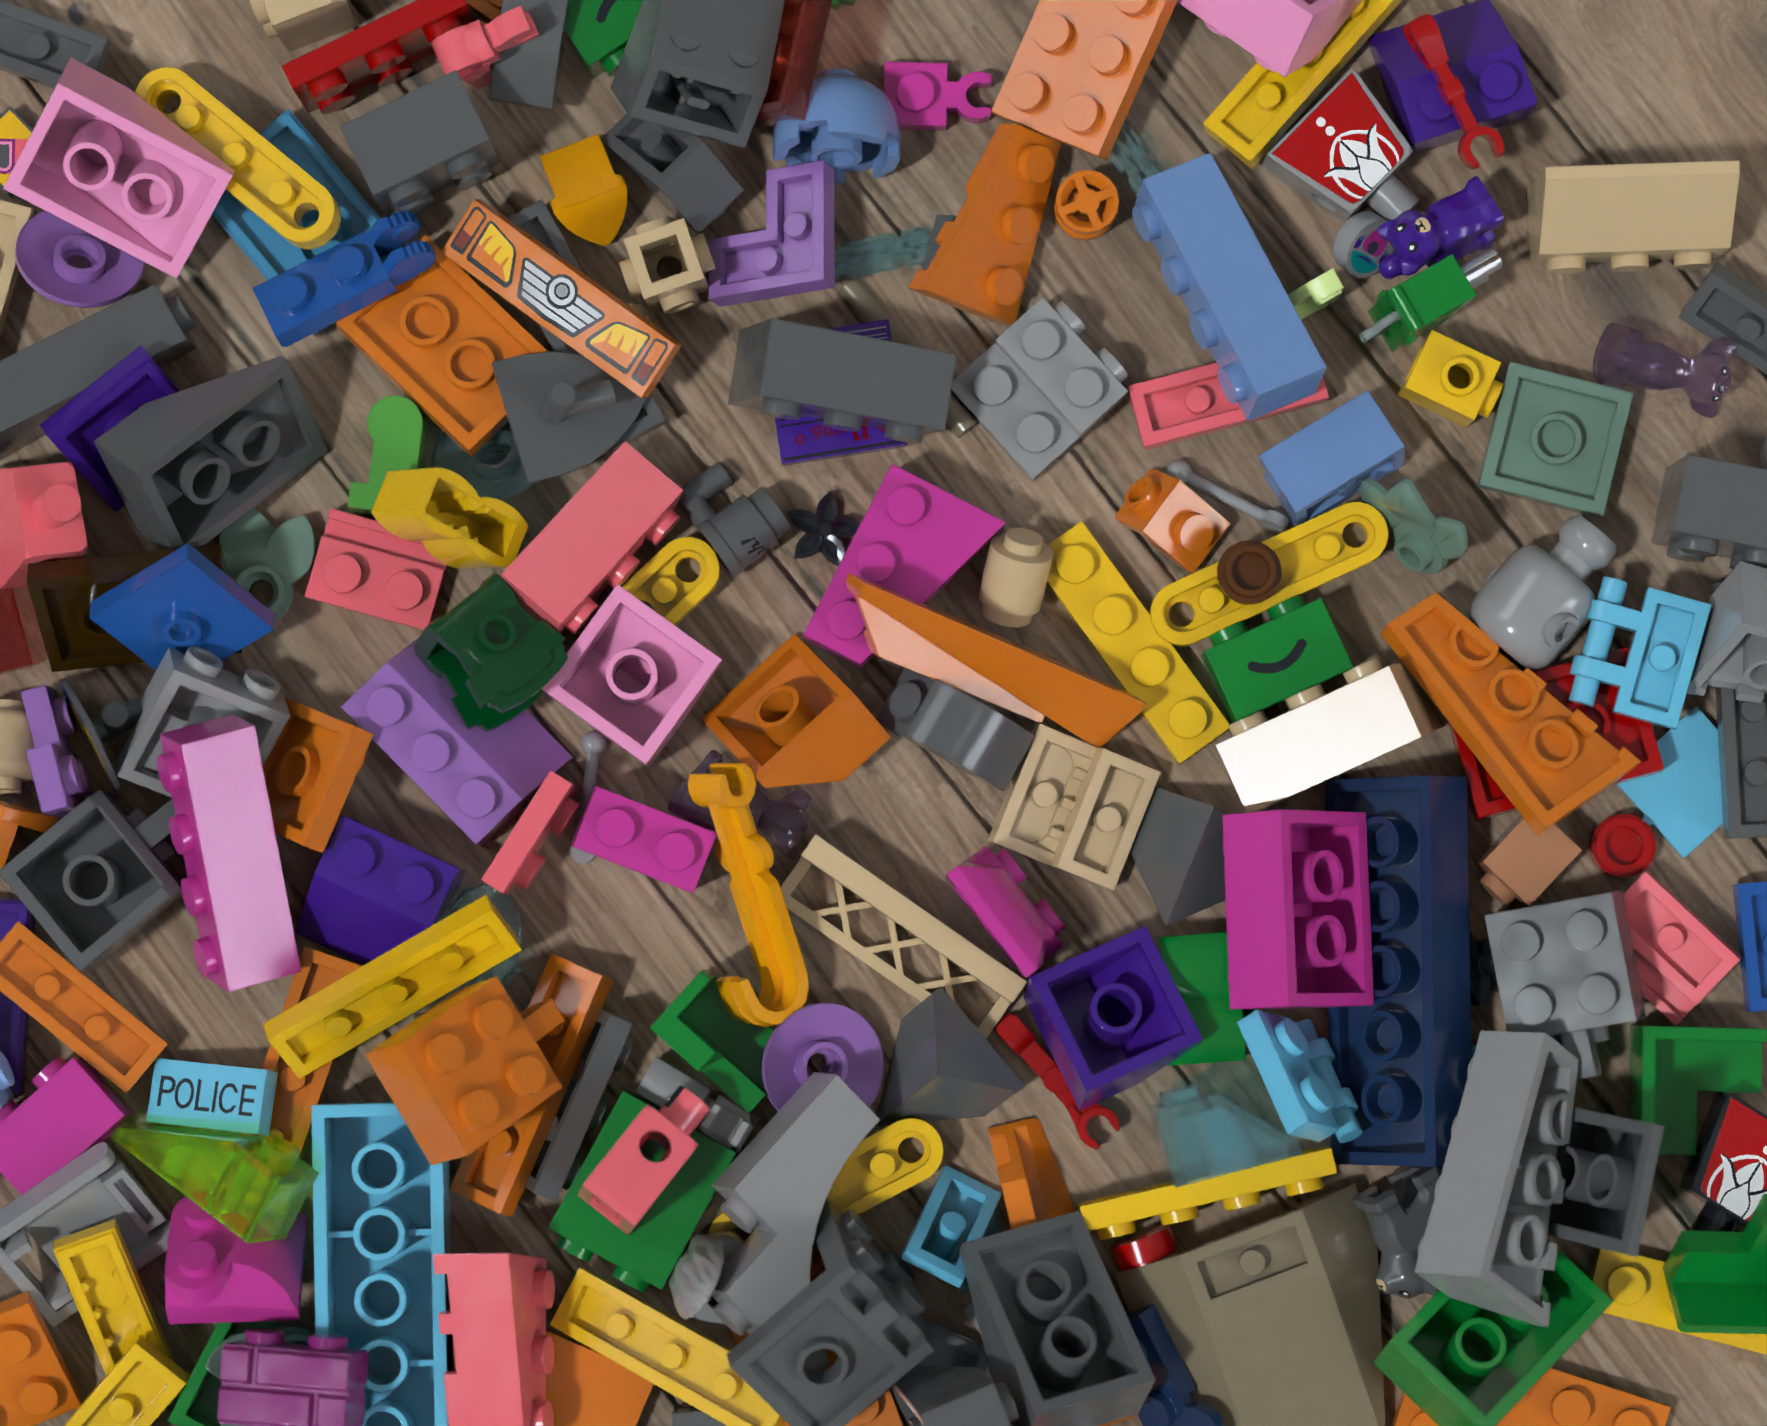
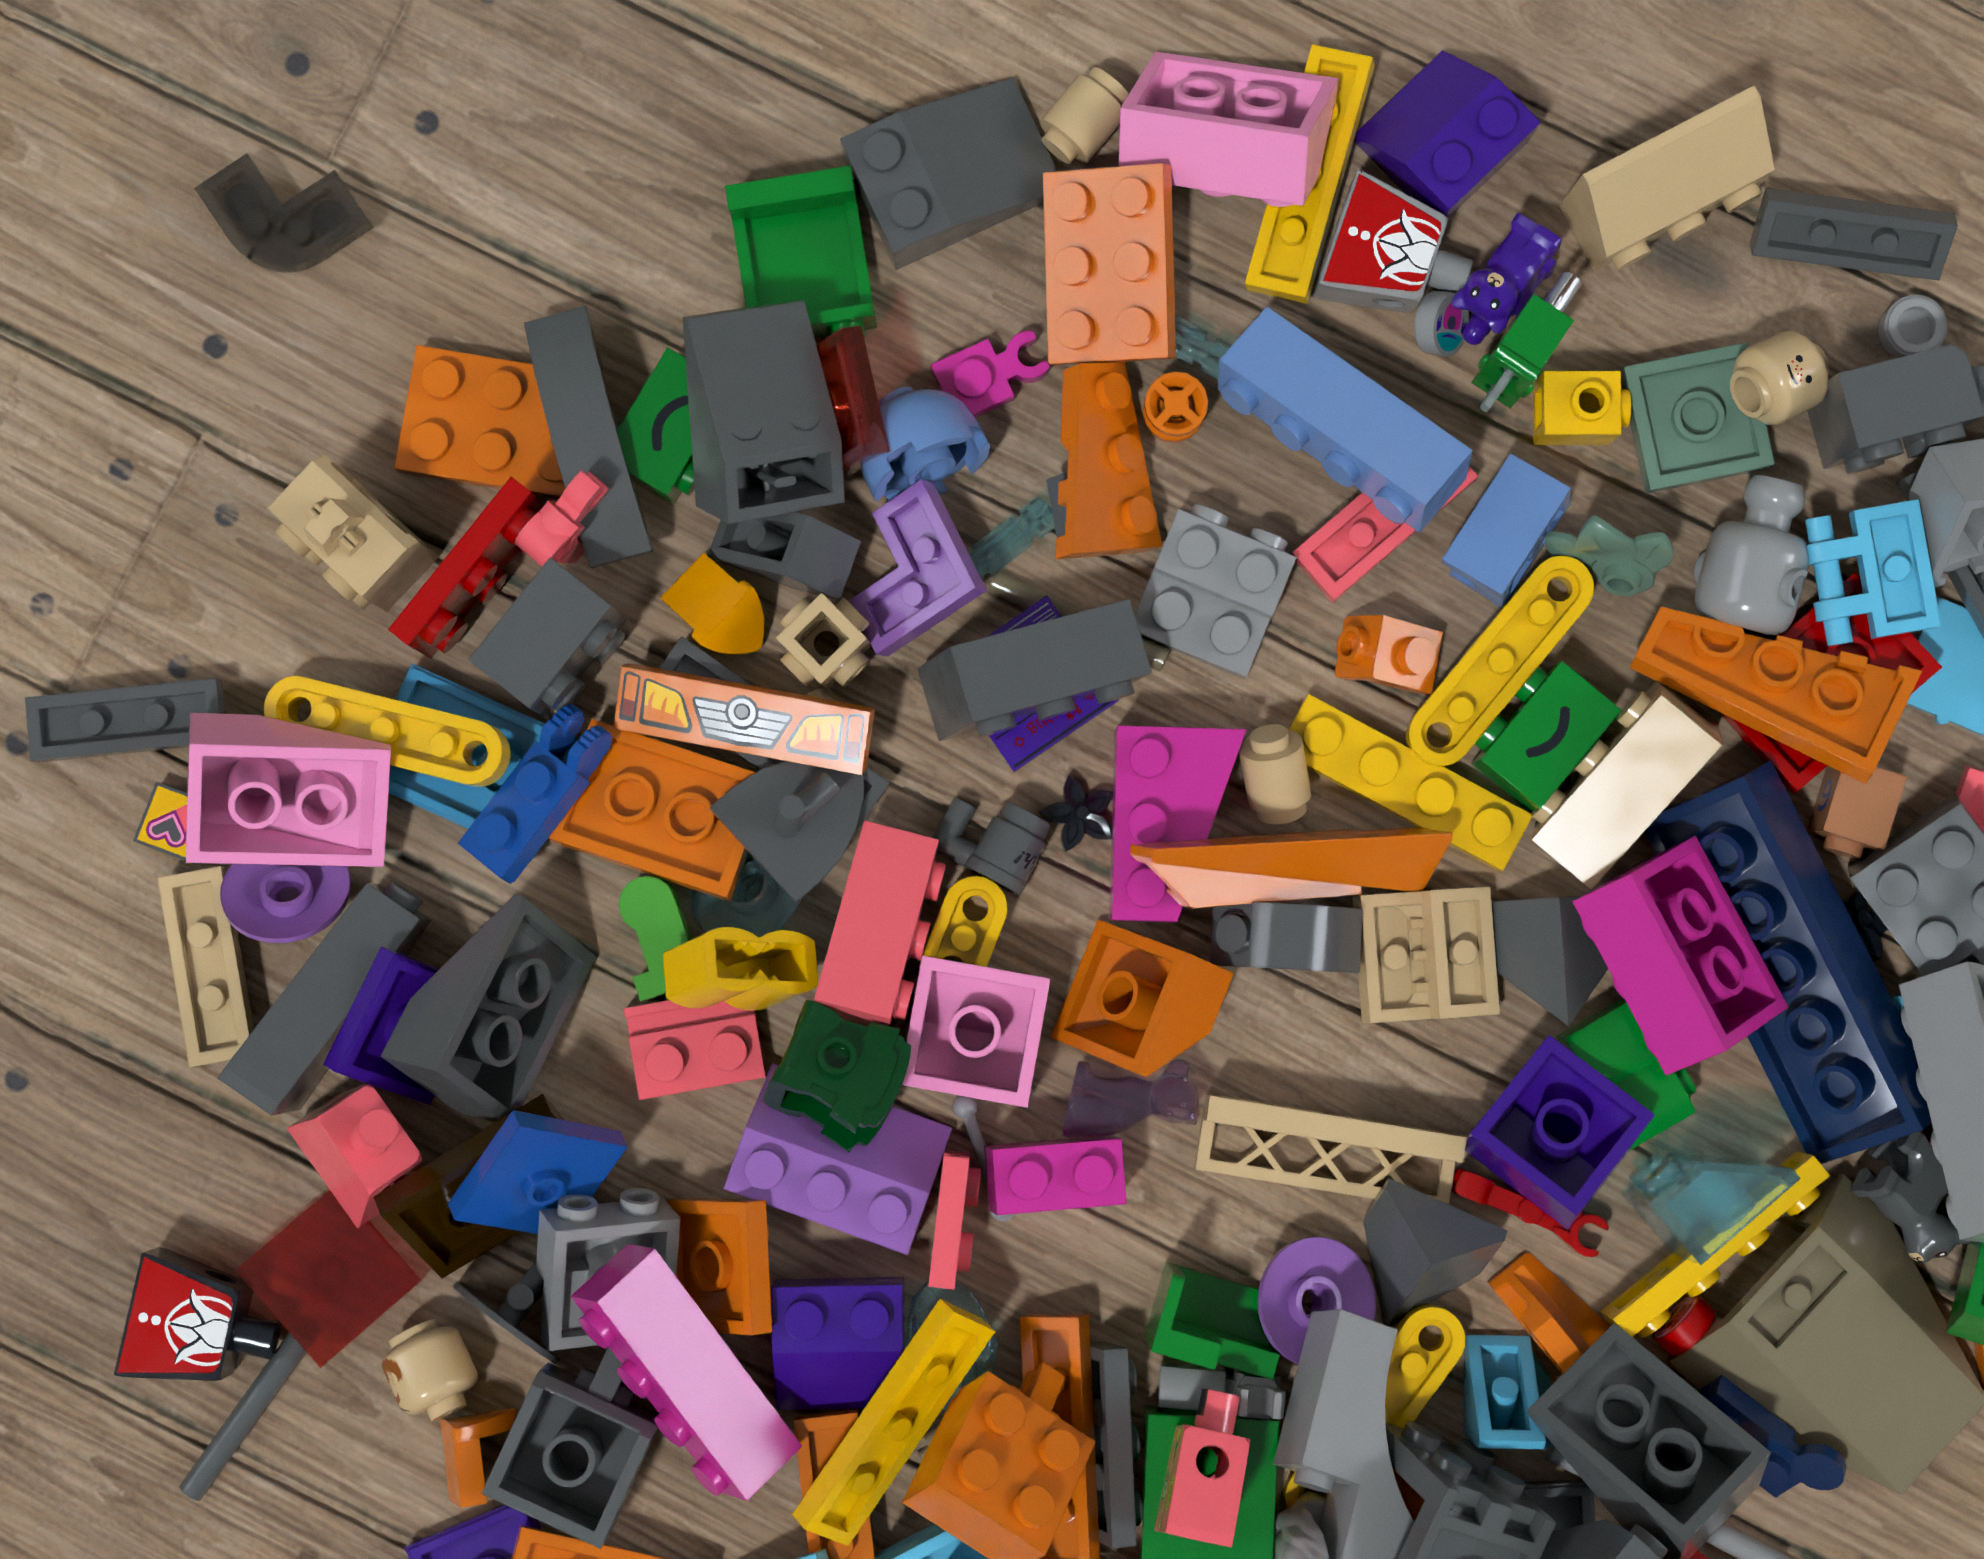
camera: 25 degrees left, 0 degrees up
(57, 776) = (491, 1374): medium lavender plate -> none
(262, 554) = (578, 1079): sand green plate -> none
(756, 899) = (1186, 1180): light orange piece -> none
(992, 894) = (1426, 1087): dark pink slope -> none
(1249, 572) = (1485, 669): reddish brown plate -> none
(1270, 519) = (1477, 611): light grey hinge -> none
(1300, 1077) = (1756, 1105): medium azure plate -> none
(1316, 294) = (1423, 385): yellowish green tile -> none
(1429, 47) = (1420, 114): red piece -> none
(1622, 845) = (1932, 753): red tile -> none
(1629, 358) = (1725, 313): clear purple animal -> none
(1641, 437) = (1779, 378): none -> tan head

